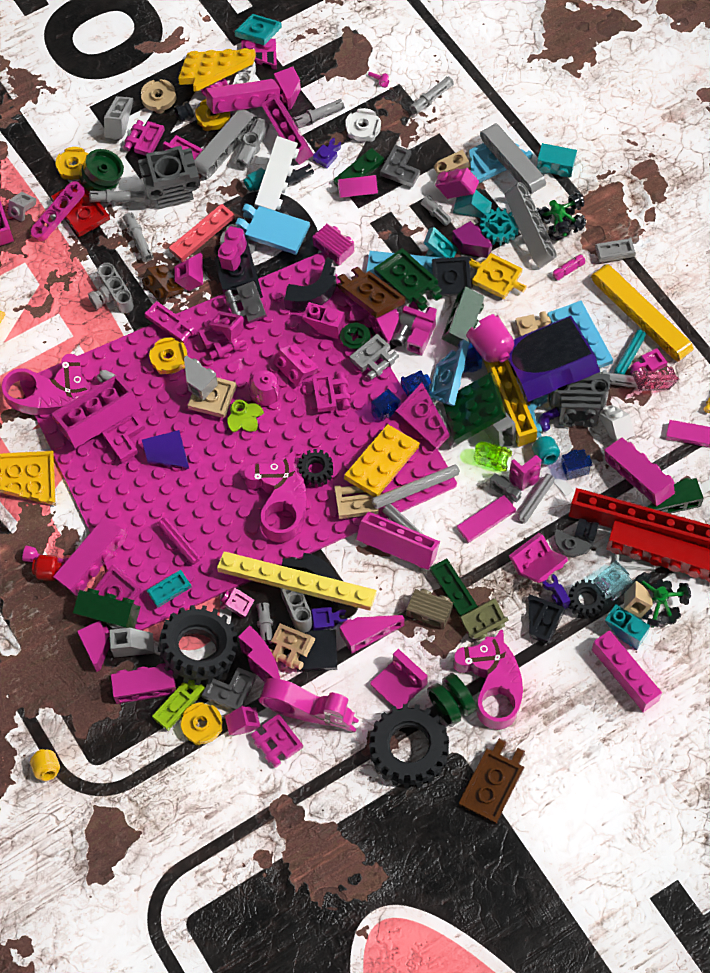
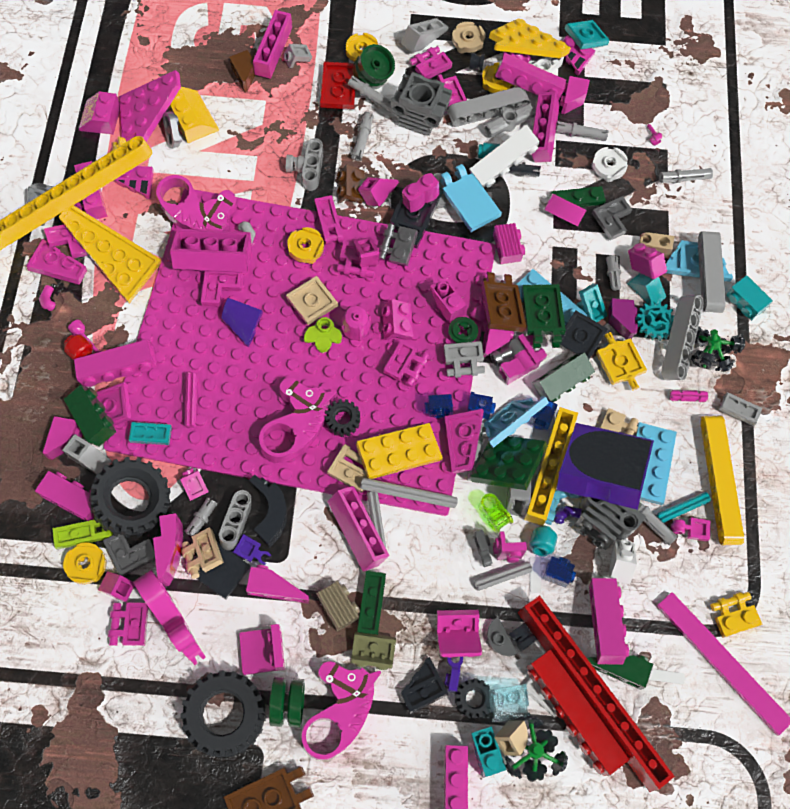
camera: 30 degrees right, 5 degrees up
(55, 209) = (317, 74): dark pink beam -> none
(199, 379) = (308, 279): light grey slope -> none
(201, 232) = (413, 165): coral plate -> none
(297, 581) = (249, 504): light yellow plate -> none
(318, 293) = (460, 274): black arch -> none
(326, 155) = (562, 168): dark purple plate -> none
(486, 518) = (447, 562): dark pink tile -> none
(491, 339) = (567, 414): dark pink cylinder -> none
(655, 380) = (686, 547): clear pink hinge -> none

